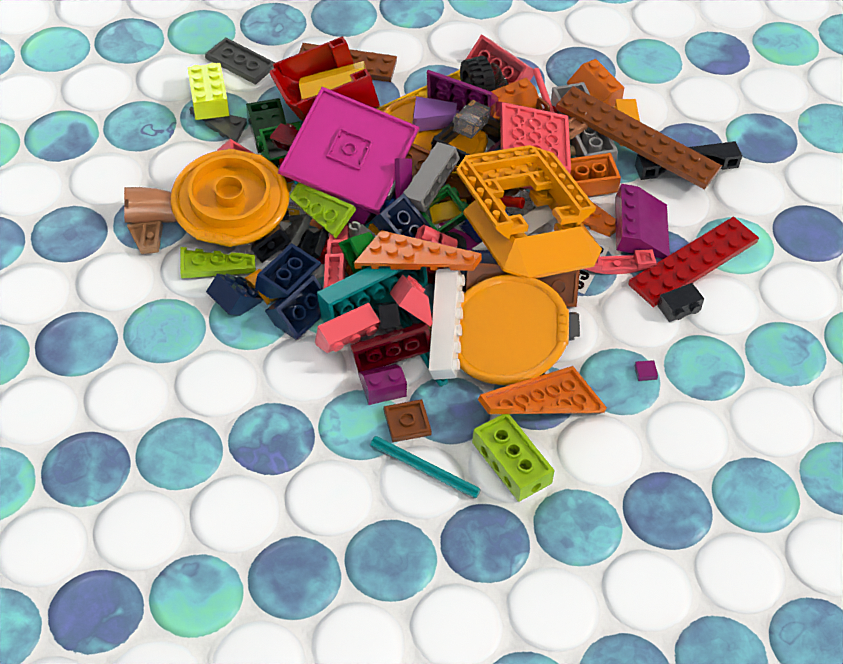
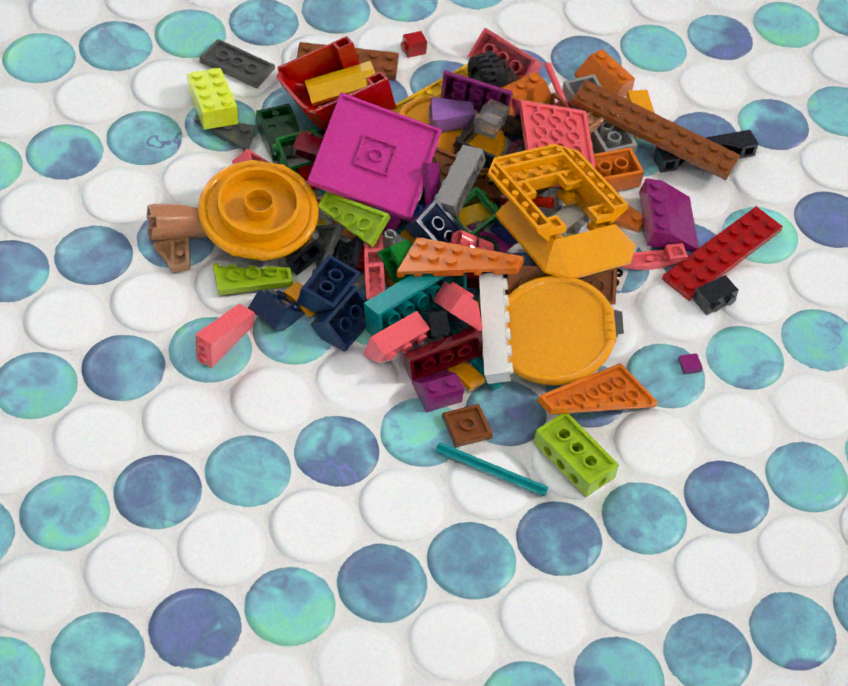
camera: 10 degrees left, 0 degrees up
(176, 316) = (223, 334): none -> coral slope
(412, 48) = (414, 44): none -> red brick
(414, 370) = (468, 376): none -> light orange slope

